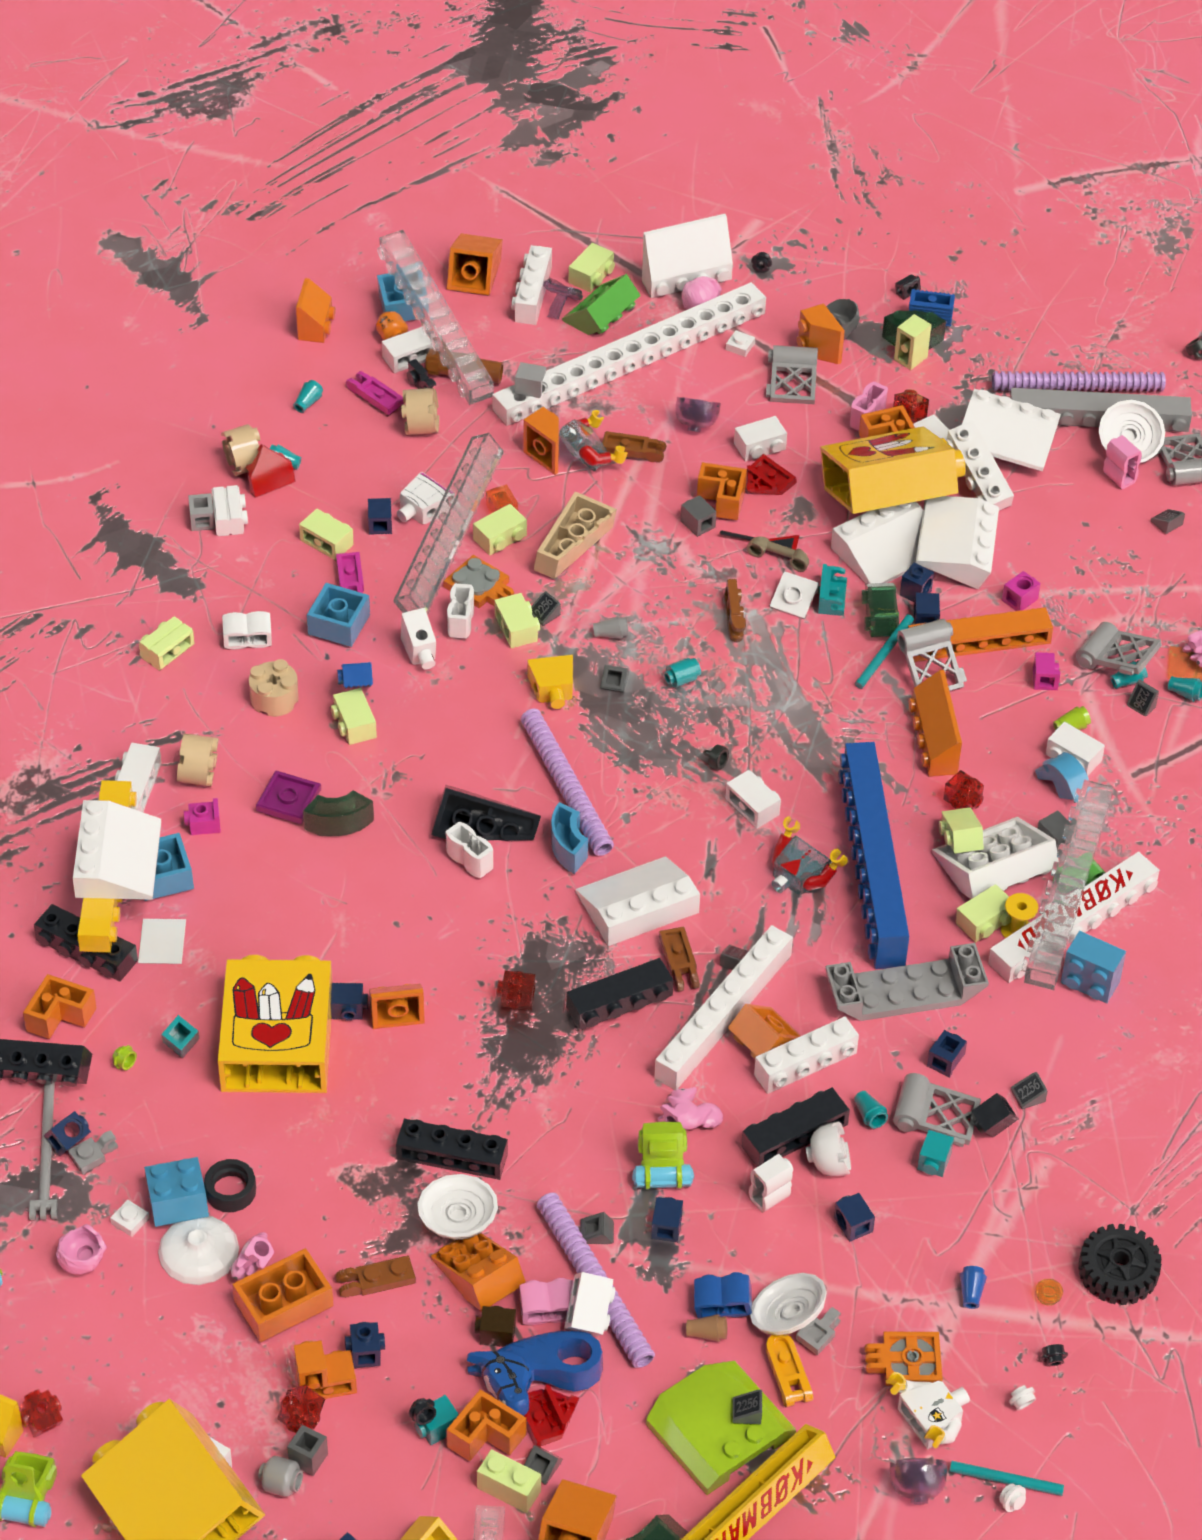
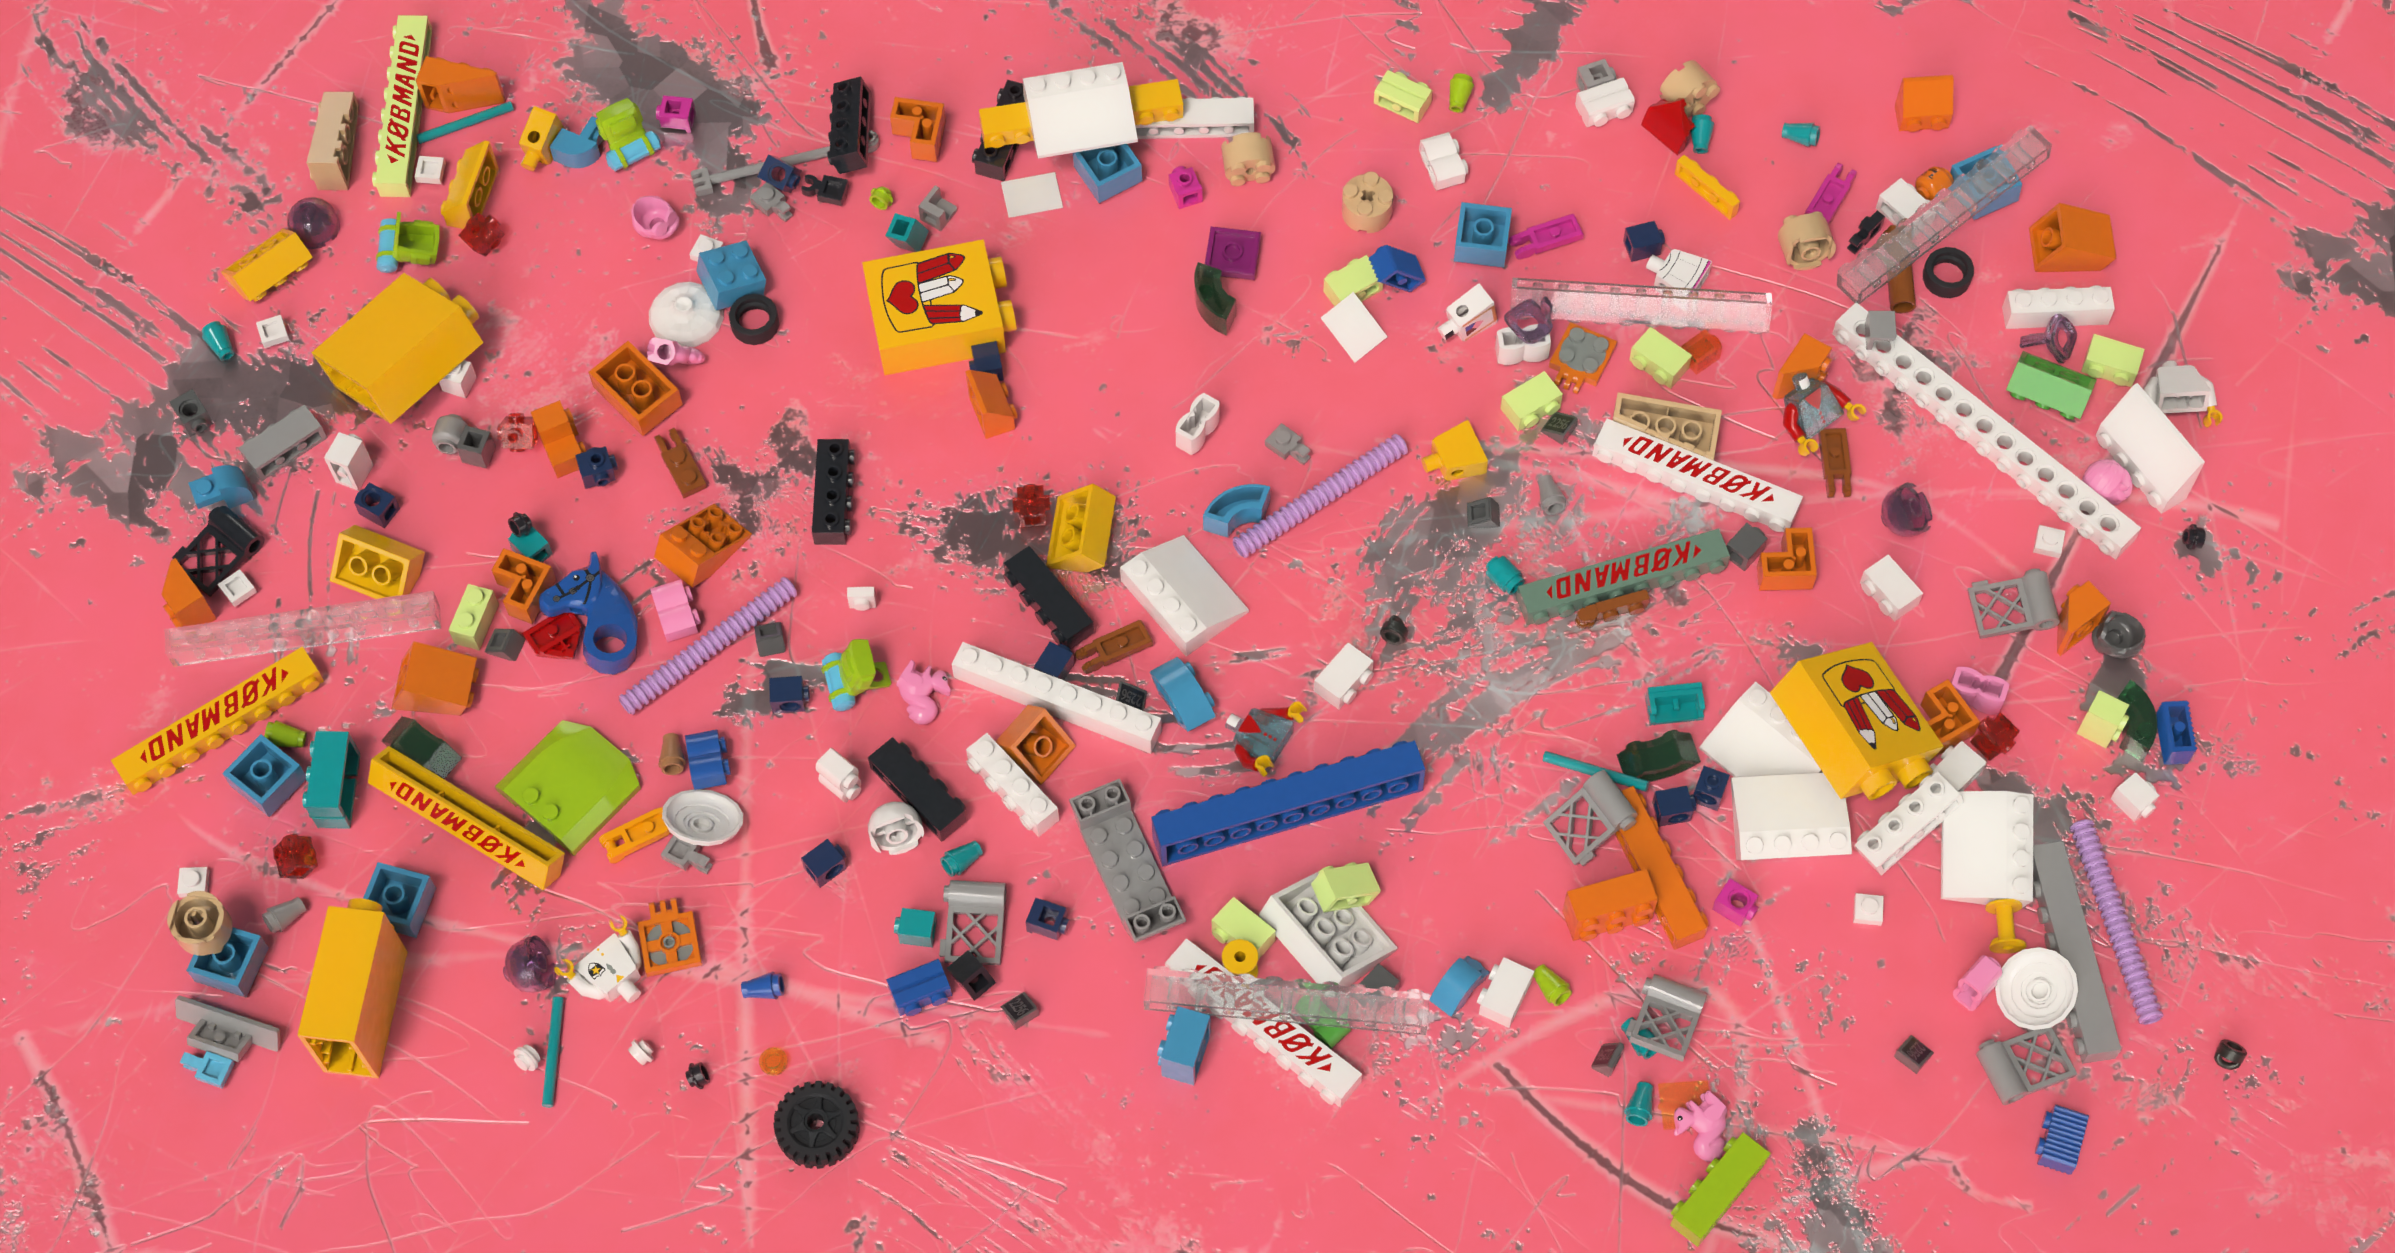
camera: 80 degrees right, 15 degrees up
(97, 1098) = (829, 190): none -> black plate
(156, 1015) = (936, 210): none -> light grey panel
(176, 604) = (1460, 90): none -> lime cone
(326, 533) = (1600, 199): yellowish green brick -> none
(340, 464) = (1707, 187): none -> yellow plate
(400, 723) = (1354, 327): none -> white sticker
(452, 580) = (1531, 308): none -> clear purple piece
(457, 1206) = (759, 507): white hat -> none
(483, 330) = (1955, 257): none -> black tyre
(484, 815) = (1249, 417): black wedge -> none
(496, 1326) = (639, 572): dark brown brick -> none
(510, 794) = (1286, 443): none -> light grey plate
(554, 958) = (1081, 529): none -> yellow slope
(578, 1142) = (861, 598): none -> white plate
(590, 1304) = (661, 639): white brick -> none
(621, 532) = (1697, 476): none -> white brick
(628, 234) = (2183, 390): none -> white torso
(686, 1001) = (1055, 661): none -> dark blue brick
(706, 599) = (1623, 575): none -> sand green brick
(744, 912) = (1183, 693): none -> dark azure brick
(748, 1408) = (574, 800): slope -> none
(758, 545) = (1722, 619): dark tan bar -> none
(768, 477) = (1836, 608): red slope -> none
(788, 541) = (1738, 645): black piece -> none
(794, 595) = (1659, 666): white piece -> none
(906, 285) = (2215, 704): black piece -> none
(936, 726) = (1493, 841): orange slope -> none
(964, 791) = (1406, 883): clear red brick -> none
(977, 345) = (2136, 797): none -> white brick
(997, 1161) = (919, 988): none -> blue brick
(1015, 662) = (1610, 905): none -> orange brick
(1039, 518) = (1868, 909): none -> white plate
(1045, 672) = (1618, 945): dark pink brick -> none
(1073, 440) = (2006, 941): none -> yellow piece

